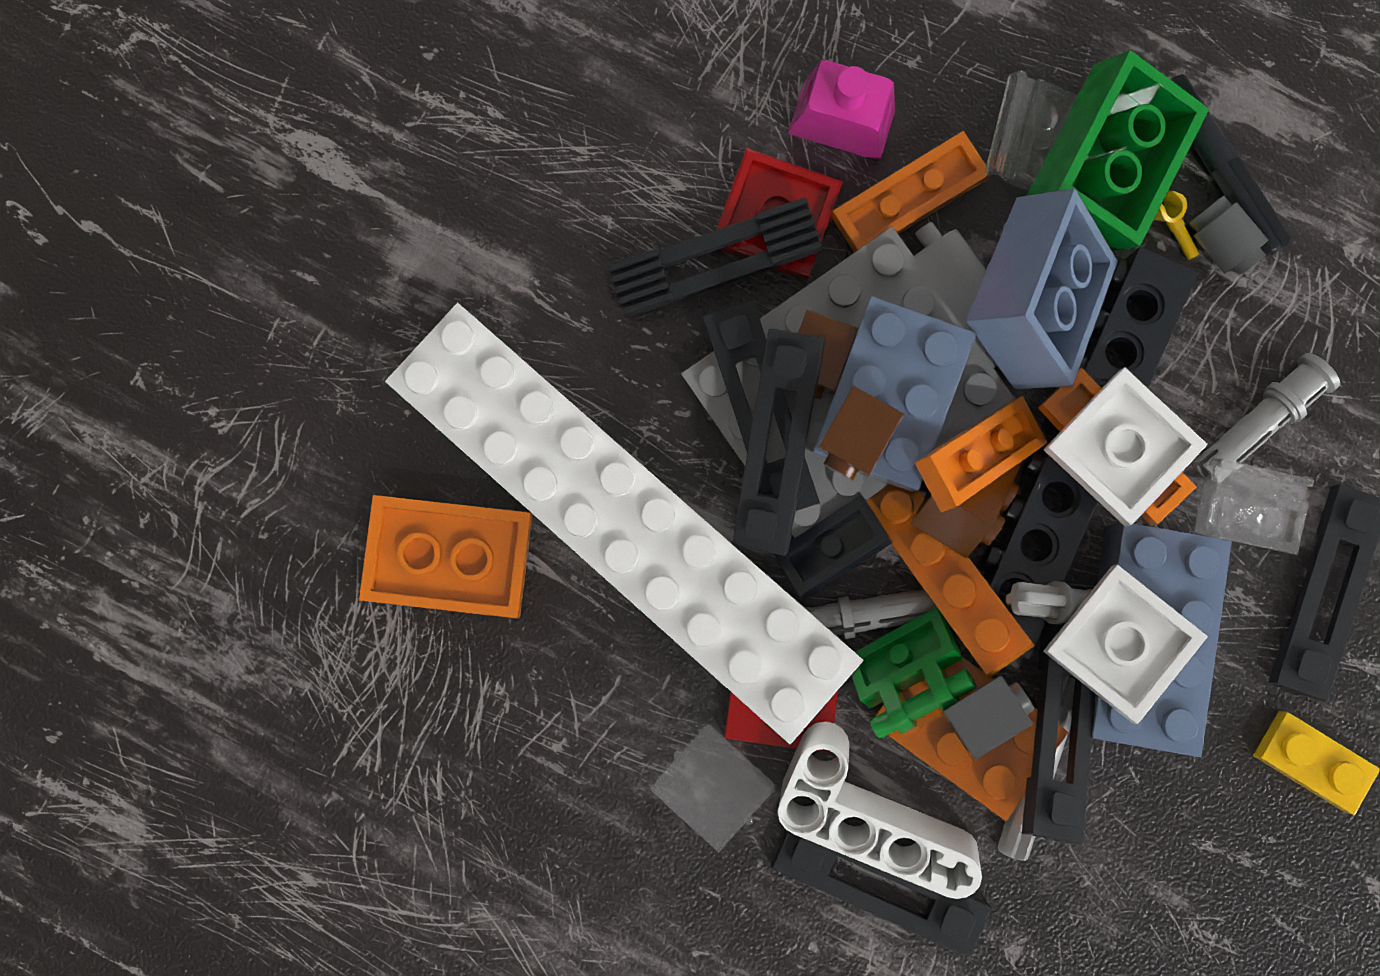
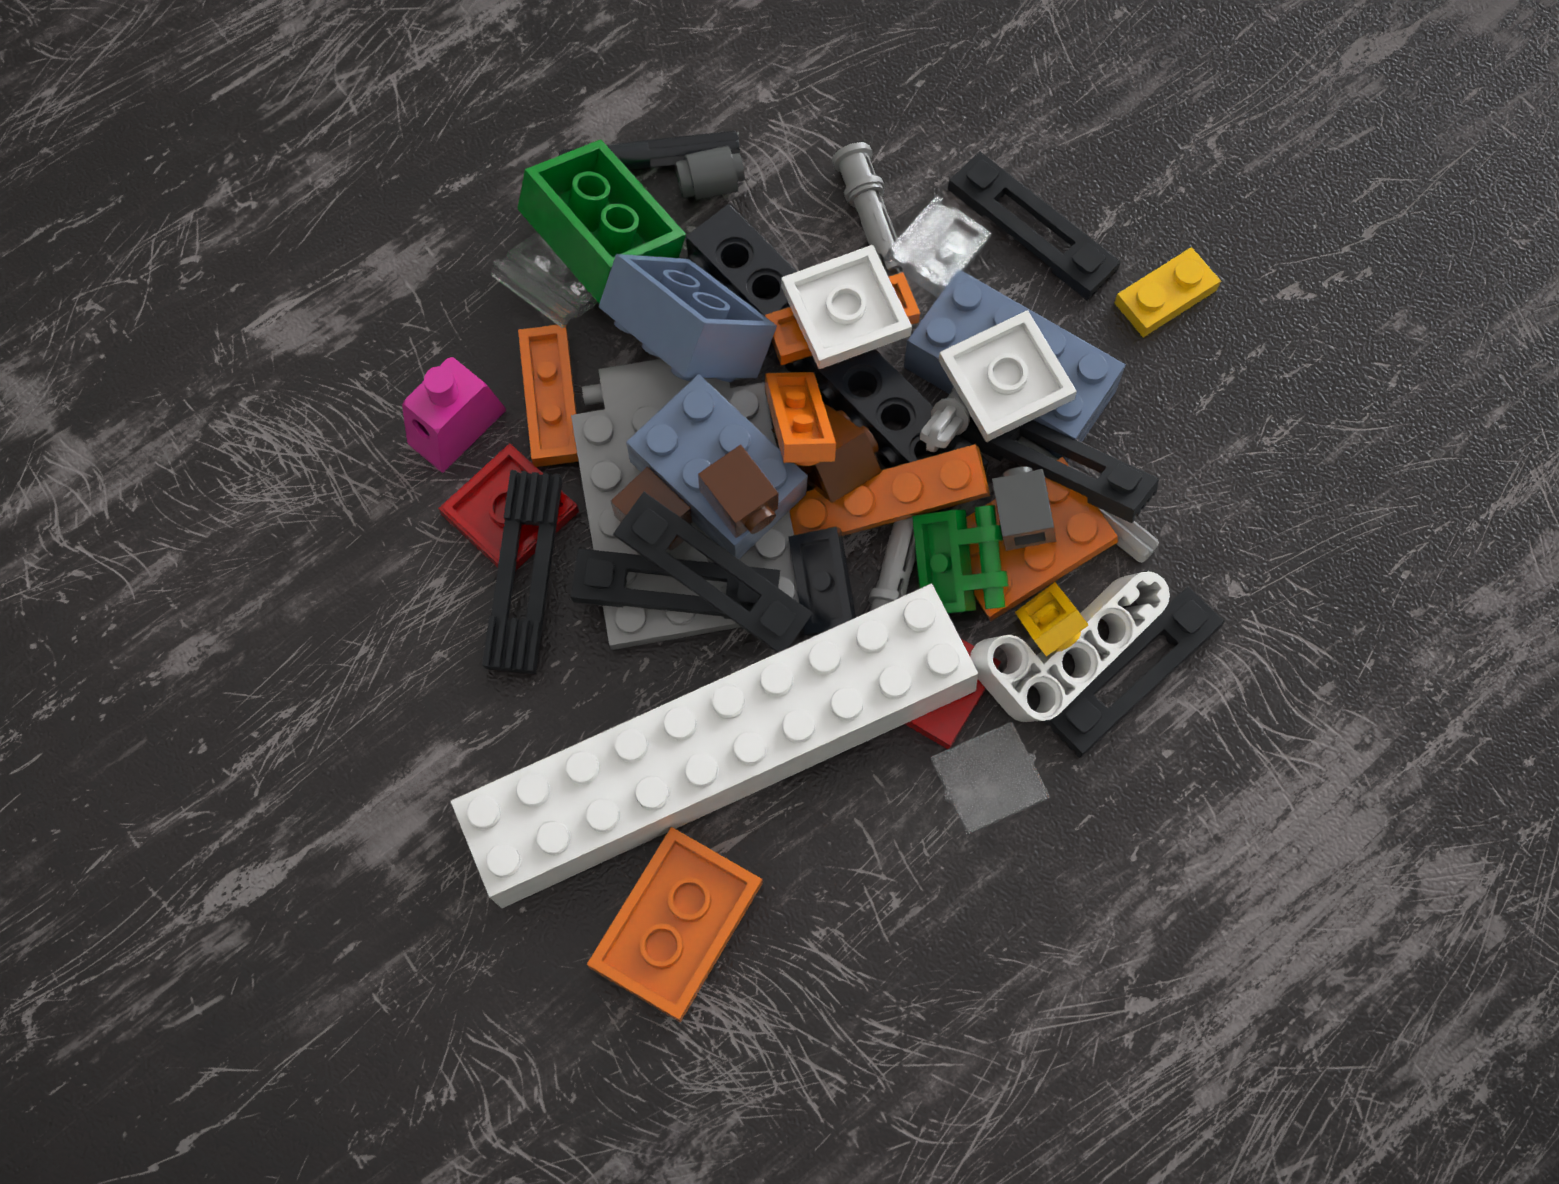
camera: 65 degrees left, 15 degrees down
(886, 790) = (1052, 620): none -> yellow plate
(1172, 213) = (674, 207): yellow hand -> none

